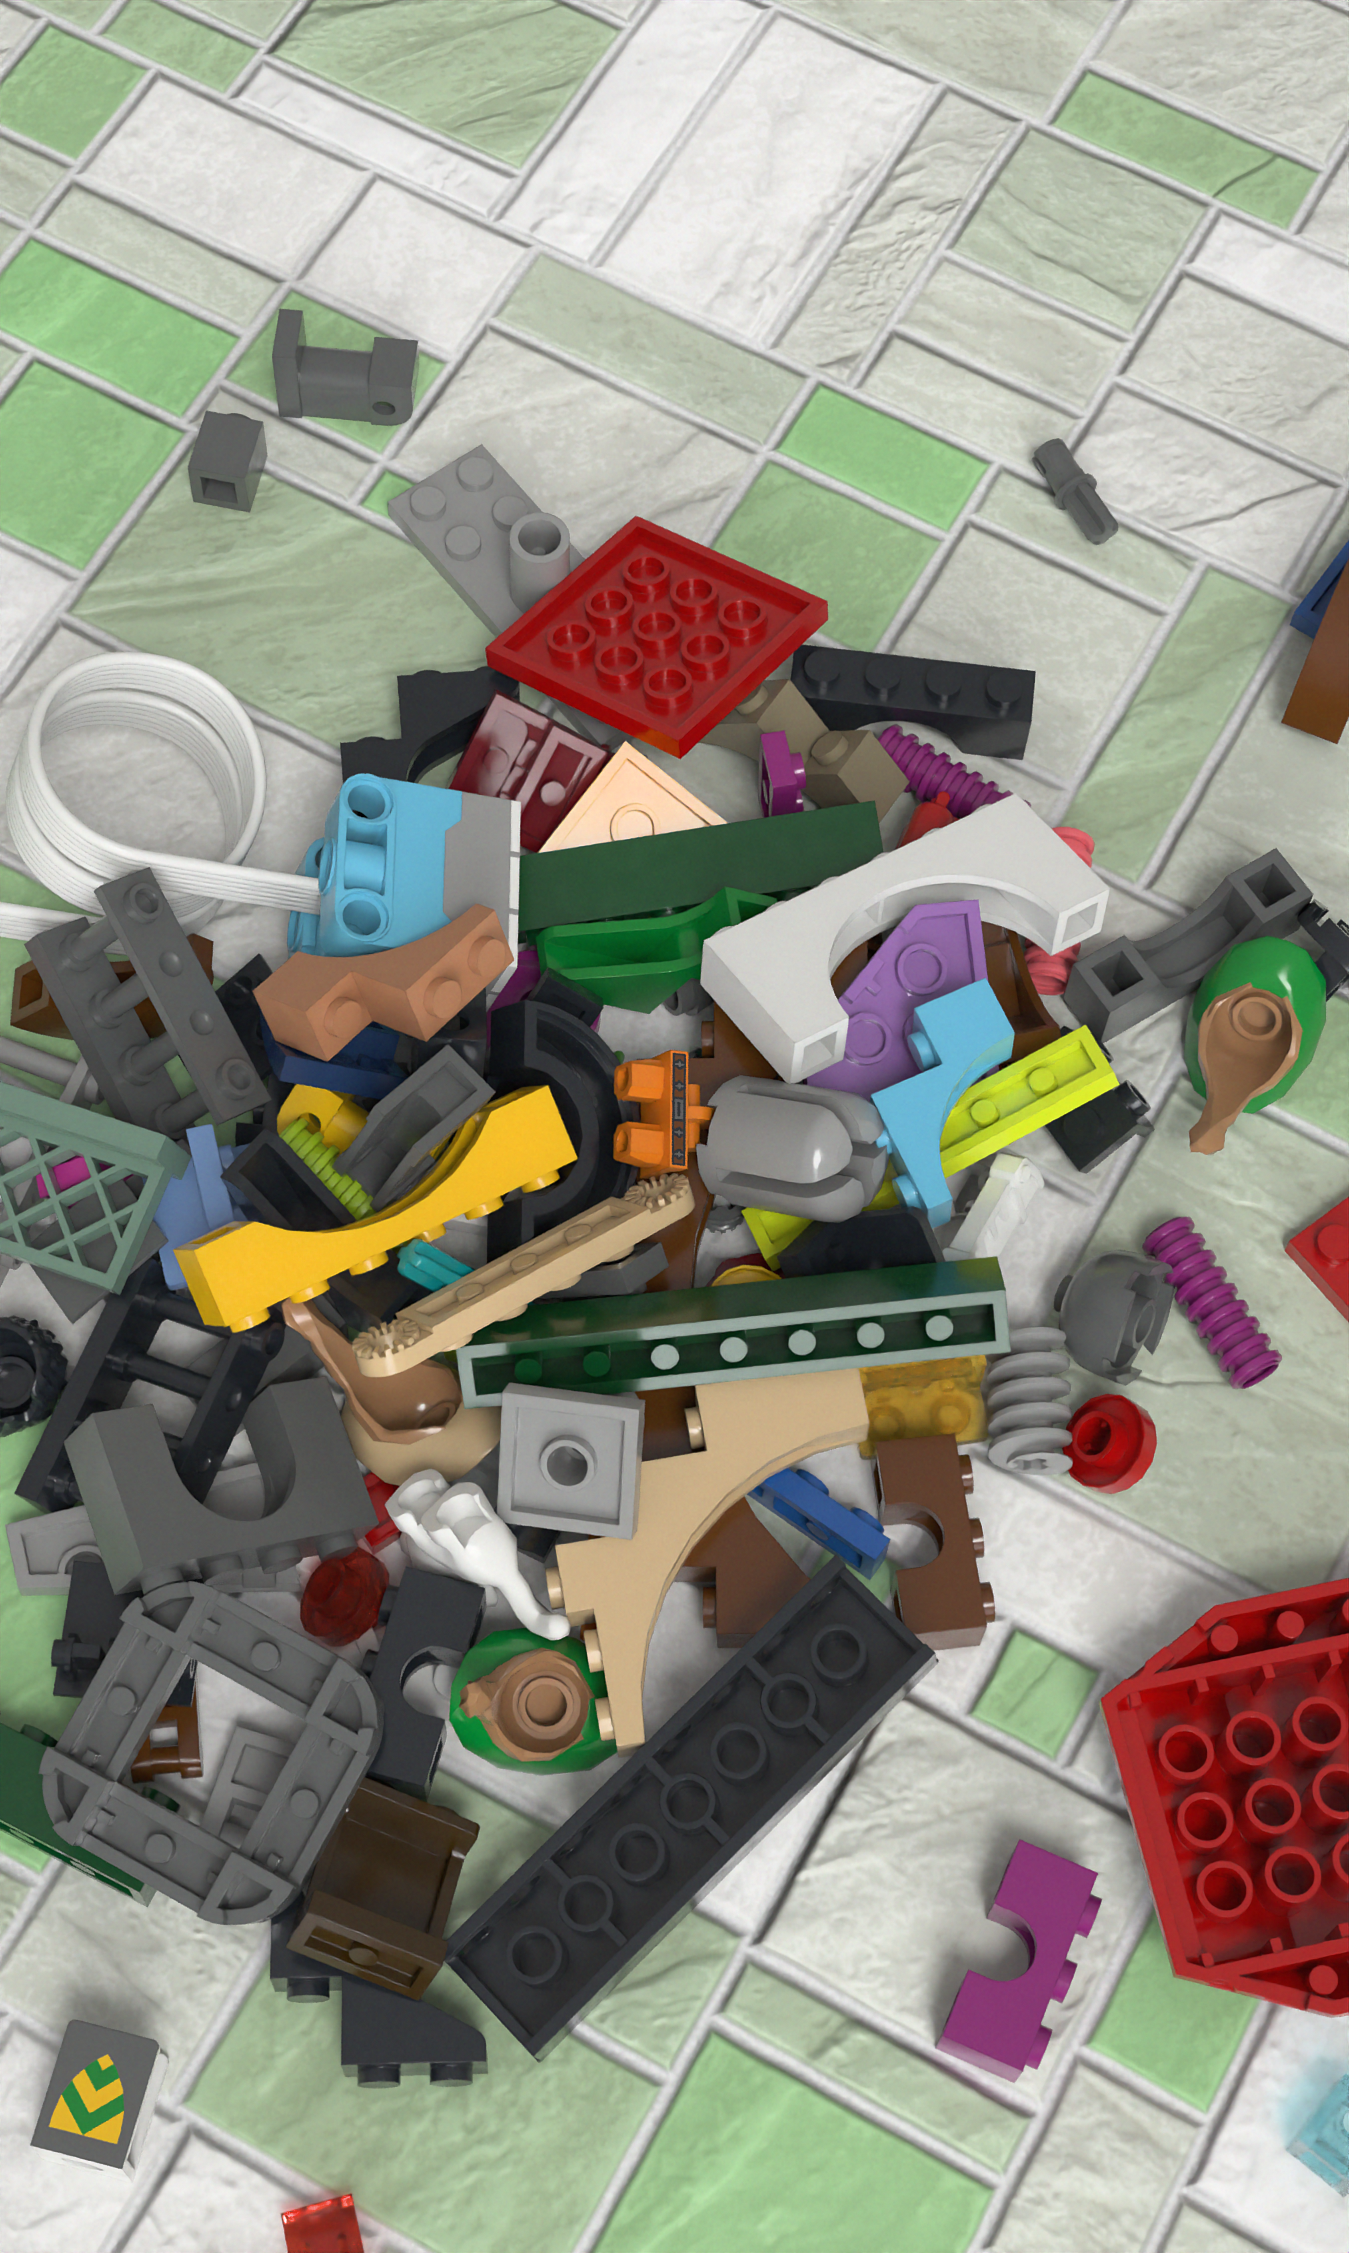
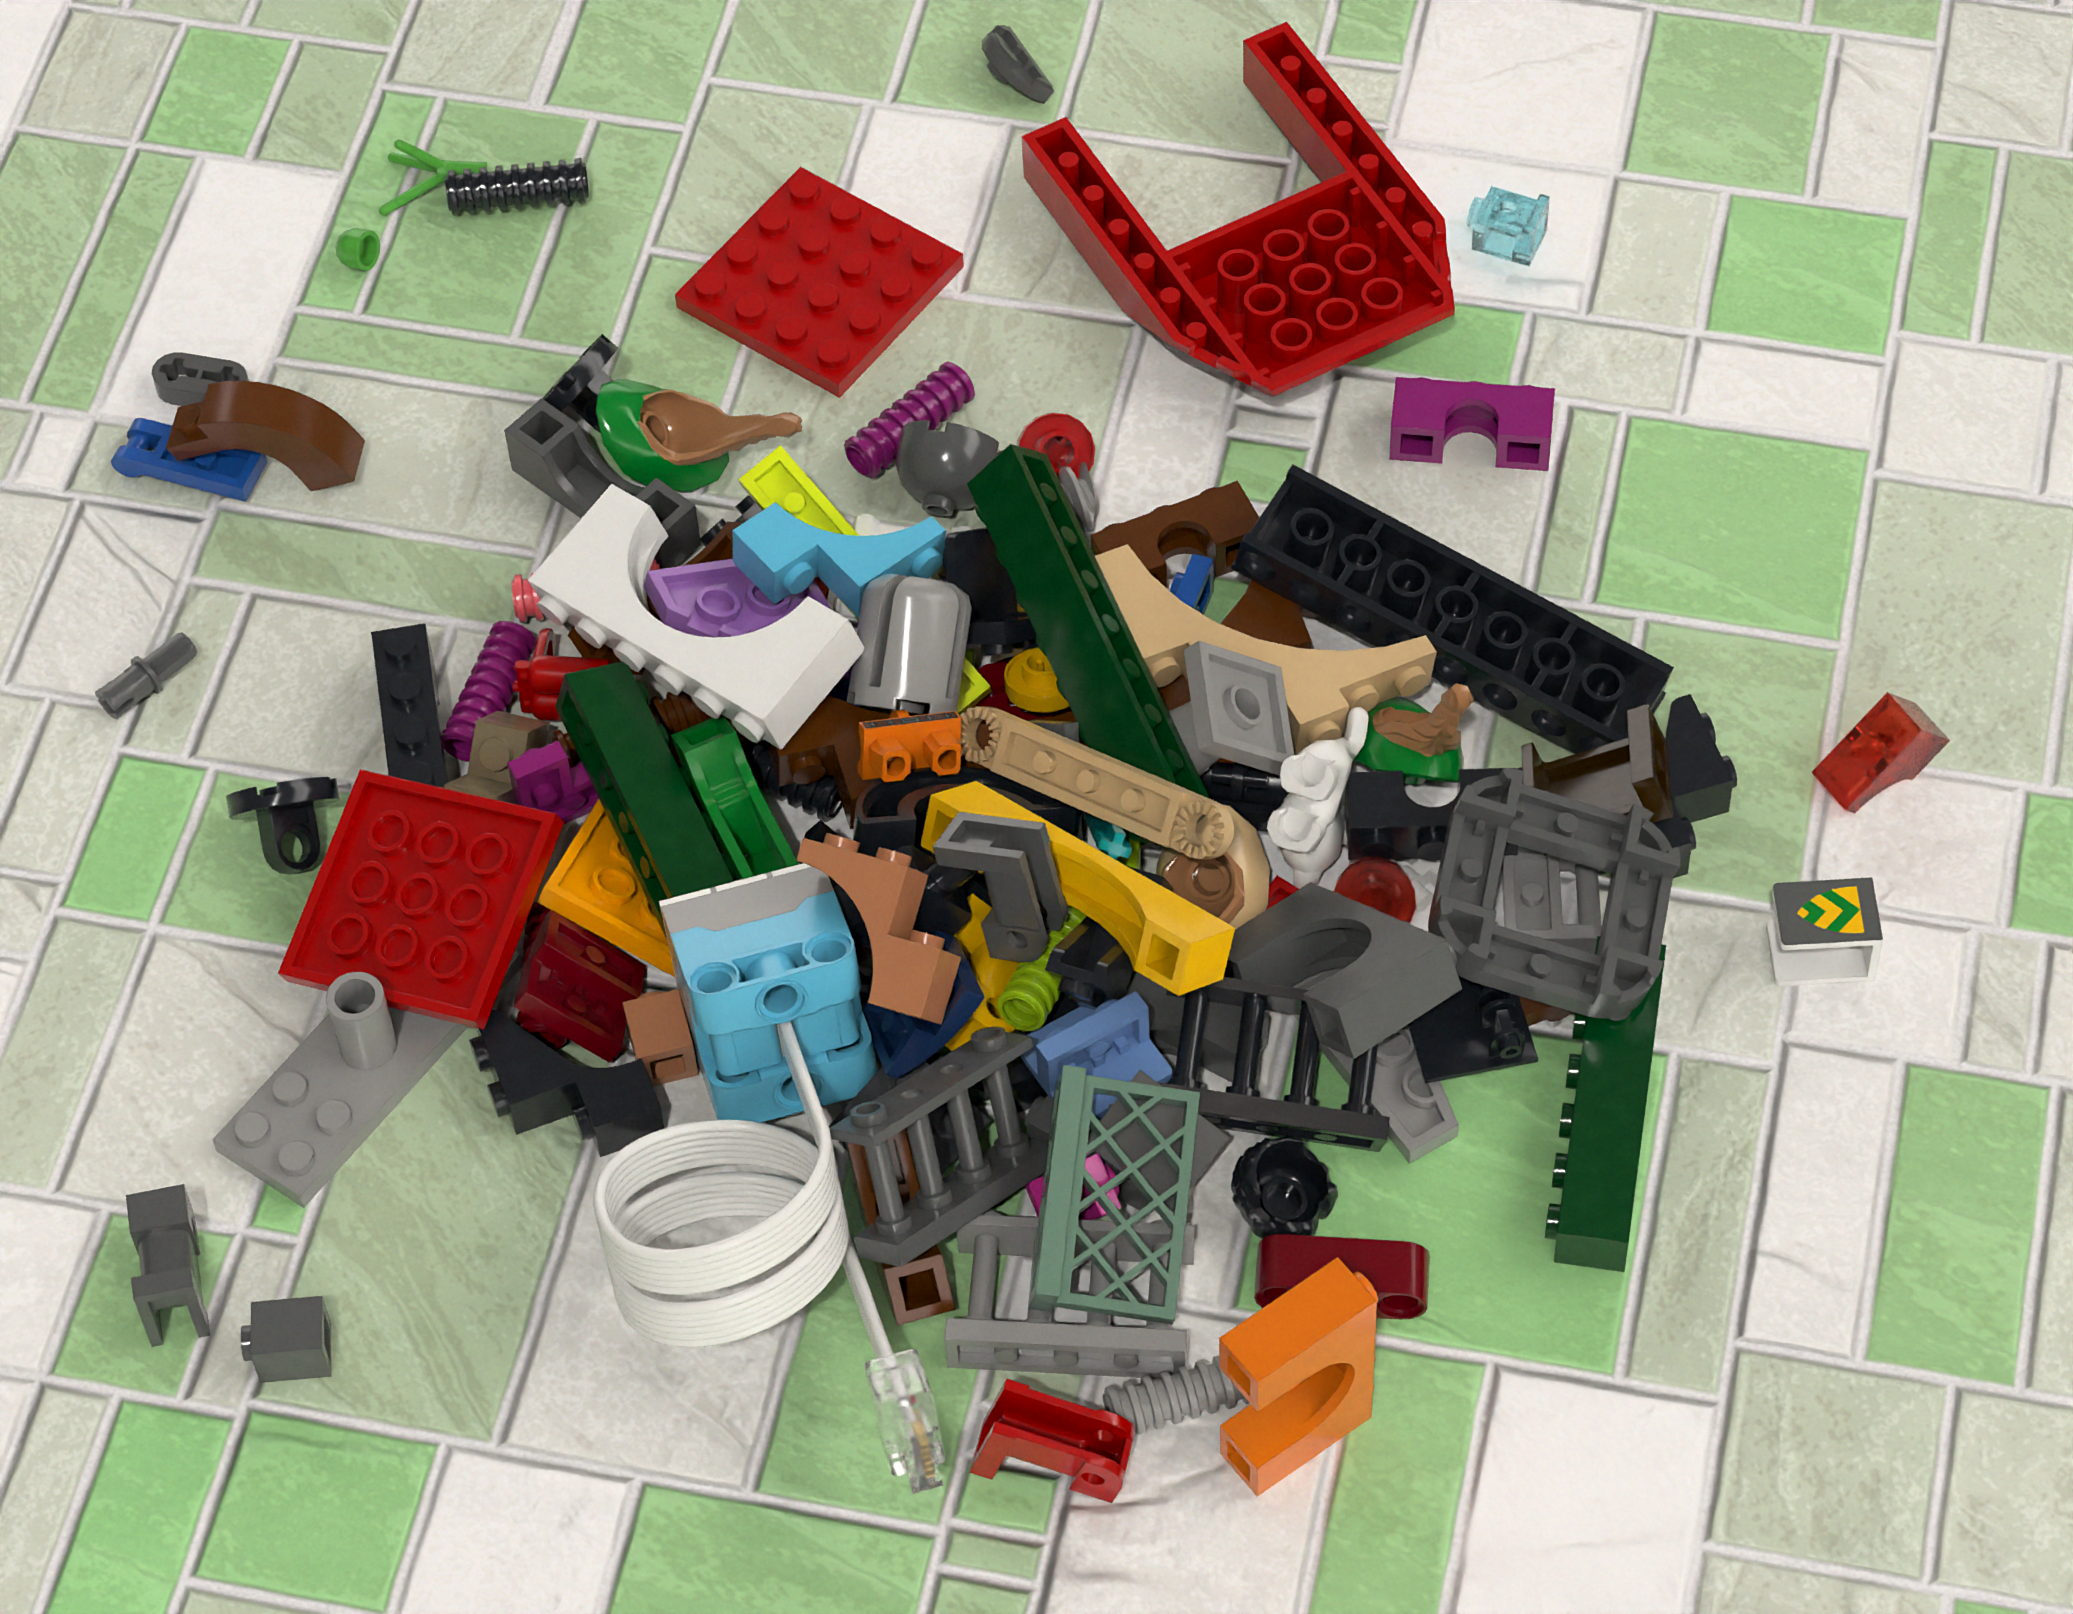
camera: 100 degrees left, 10 degrees down
(847, 560) = (286, 810): none -> black tile

